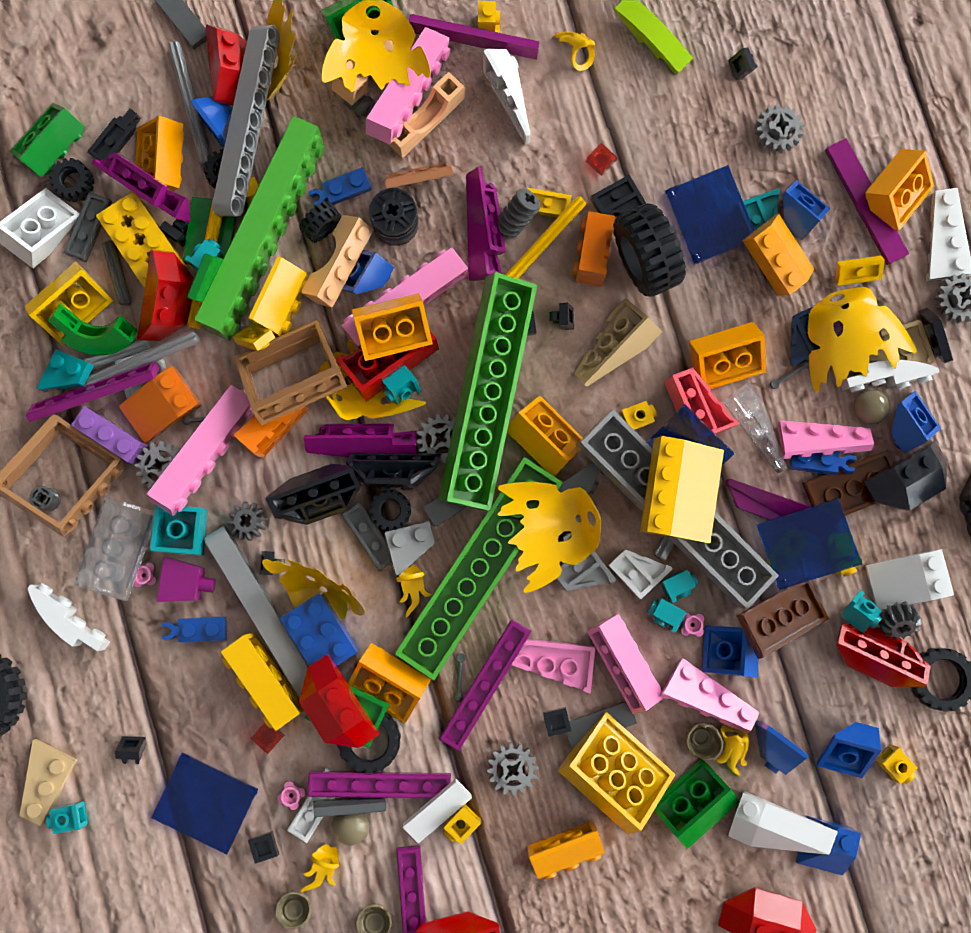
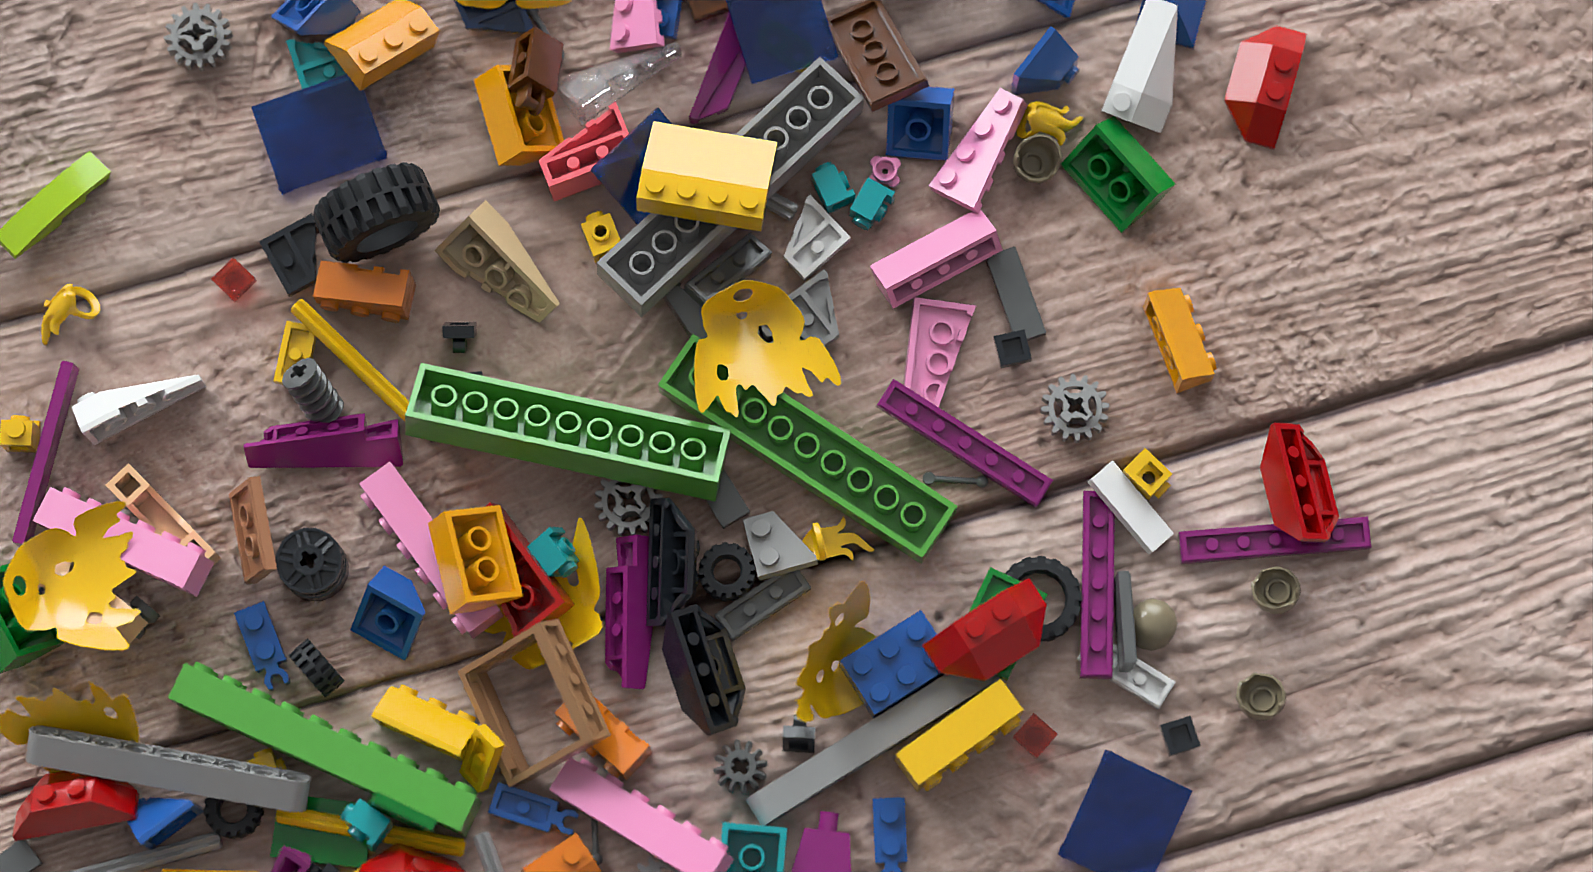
camera: 85 degrees left, 5 degrees down
(220, 372) = (529, 809): none -> blue plate
(292, 803) = (1104, 707): bright pink plate -> none
(324, 861) = (1202, 658): yellow piece -> none
(326, 284) = (408, 658): light nougat arch -> none
(390, 681) = (959, 567): light orange slope -> none
(545, 435) = (627, 359): light orange slope -> none
(613, 508) = (728, 269): none -> dark grey tile
(617, 774) = (1080, 272): yellow slope -> none
(742, 63) = (102, 83): black tile -> none
(761, 364) = (535, 69): none -> reddish brown brick

